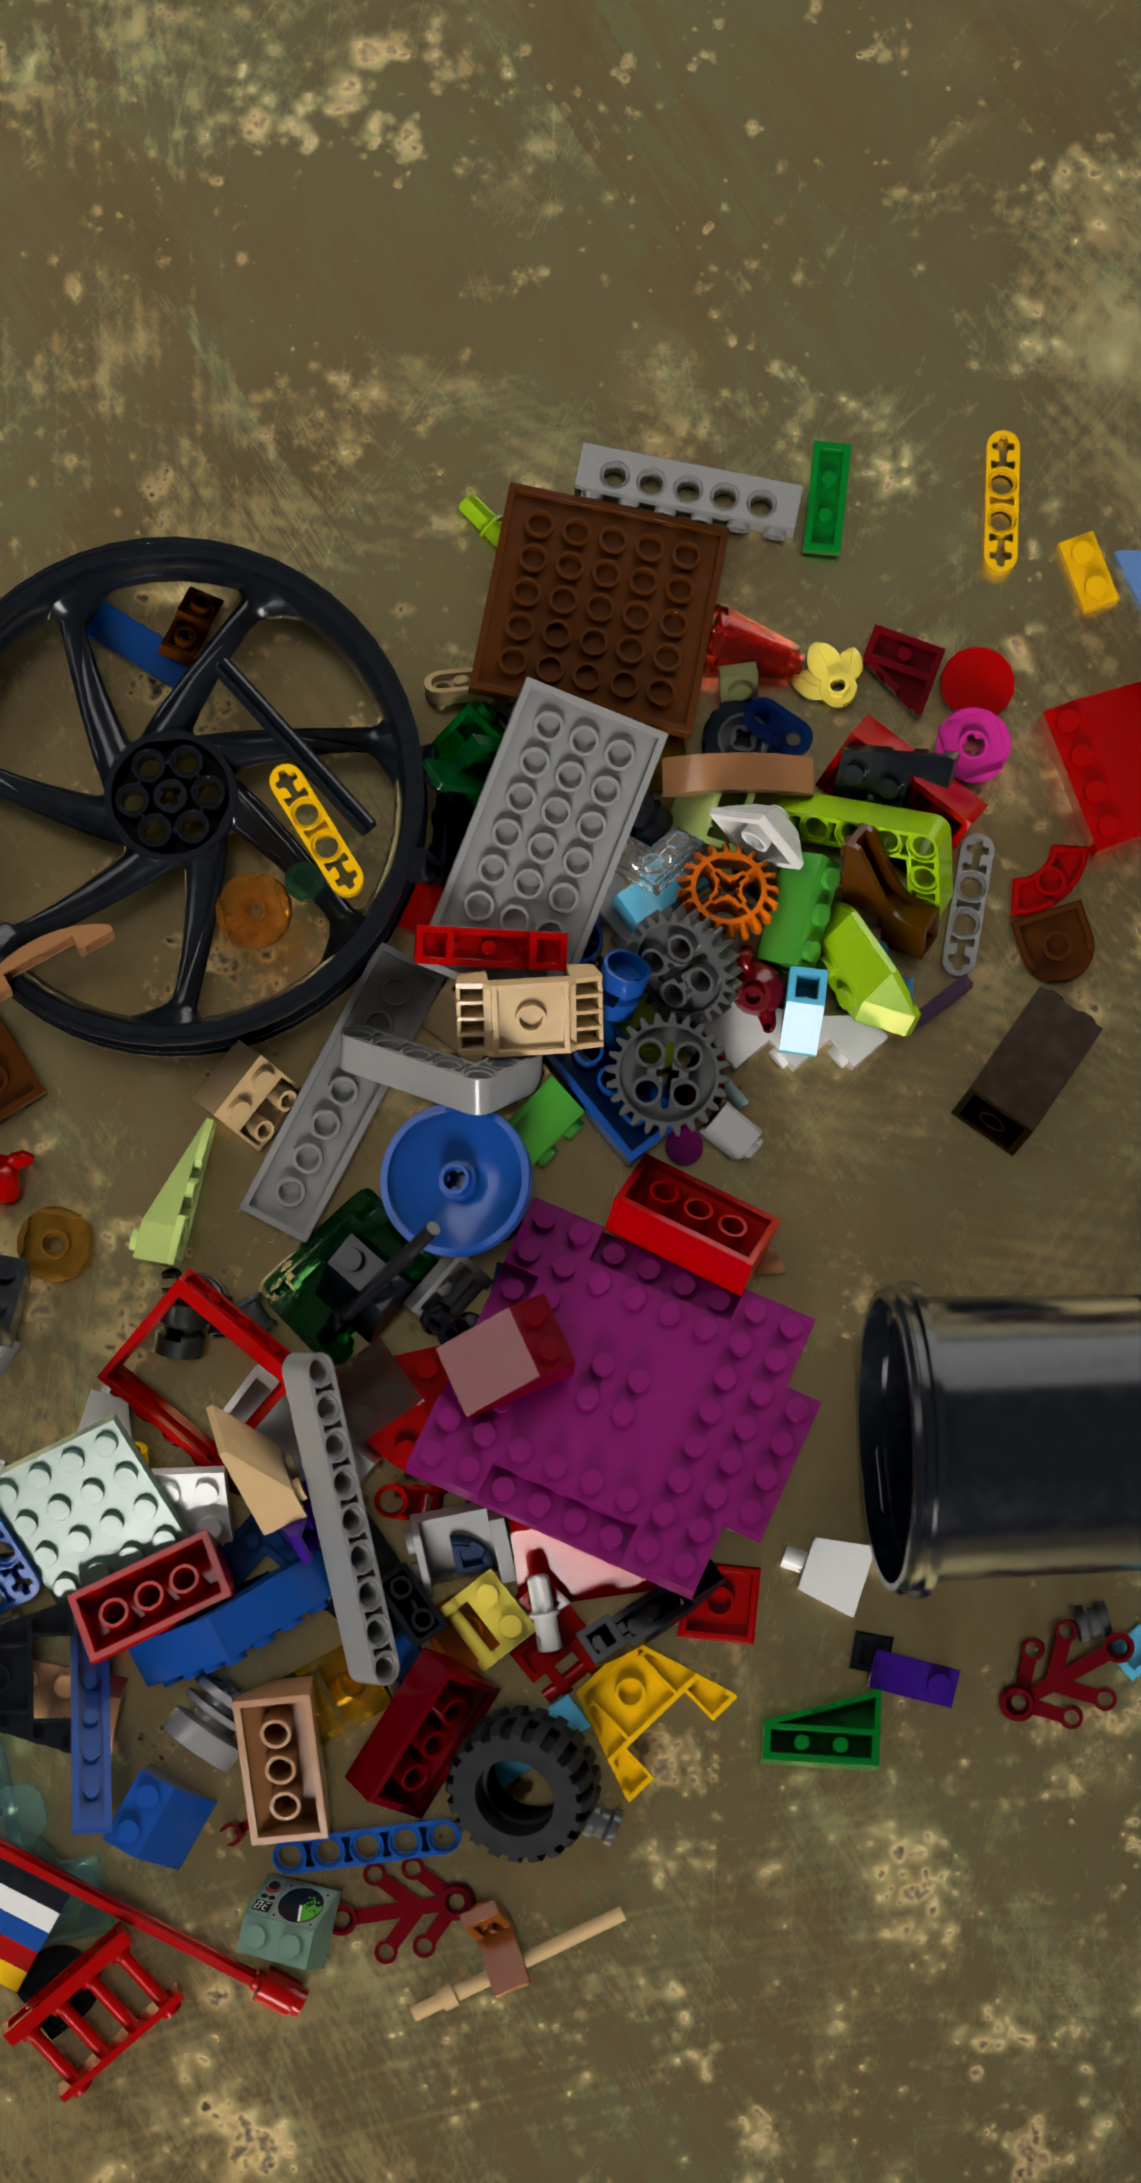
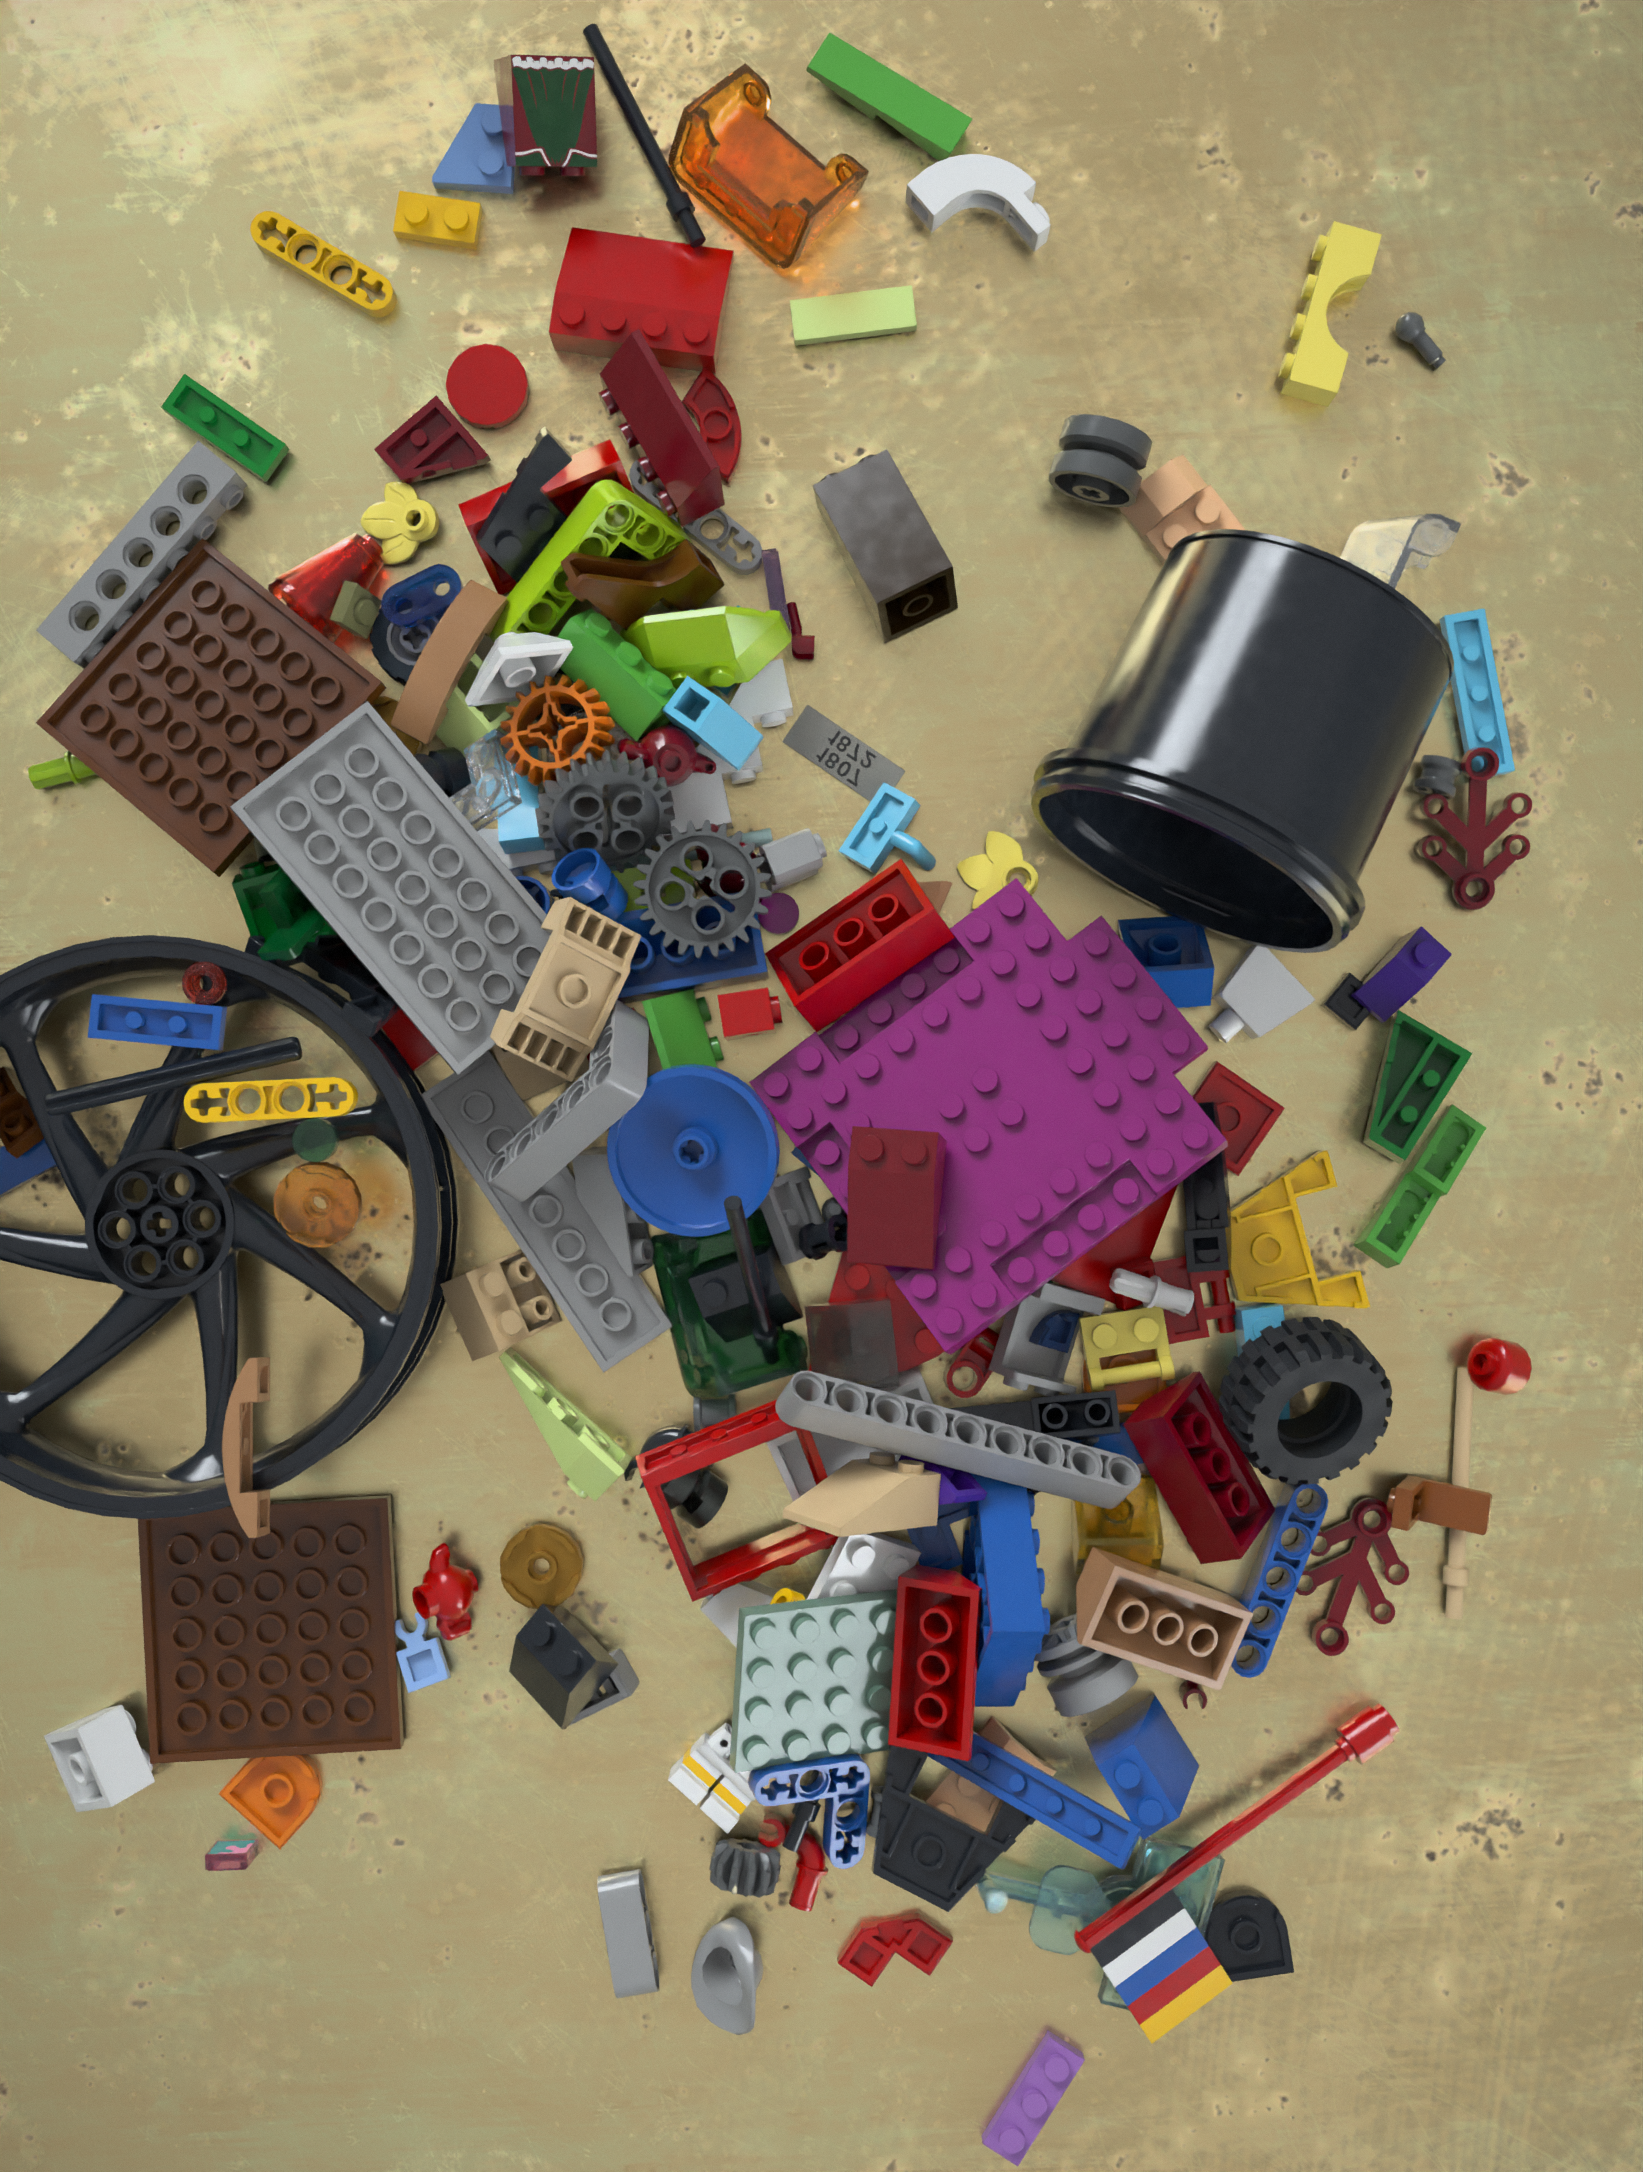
camera: 65 degrees left, 5 degrees up
(85, 1974) = (1253, 1912): red fence -> none
(290, 1923) = (1311, 1691): sand green slope -> none
(329, 711) = (157, 1022): none -> blue plate
(366, 1151) = (616, 1221): none -> light grey slope
(379, 718) = (192, 987): none -> clear red plate
(450, 687) = (209, 892): tan plate -> none
(490, 948) = (482, 992): red slope -> none
(589, 1166) = (749, 1013): none -> red brick
(603, 1823) = (1378, 1339): dark grey wheel -> none
(639, 1935) = (1499, 1366): none -> red head
(750, 1793) = (1420, 1187): none -> bright green slope
(799, 1193) = (882, 829): none -> medium azure plate
(816, 1301) = (993, 870): none -> light yellow plate
(821, 1481) = (1174, 956): none -> blue slope
(841, 1130) = (841, 754): none -> clear smoke sticker
(911, 1048) = (801, 644): none -> dark red hand
(983, 725) = (529, 401): dark pink plate -> none
(1013, 842) = (661, 432): none -> dark red slope
(1055, 943) = (778, 453): reddish brown tile -> none

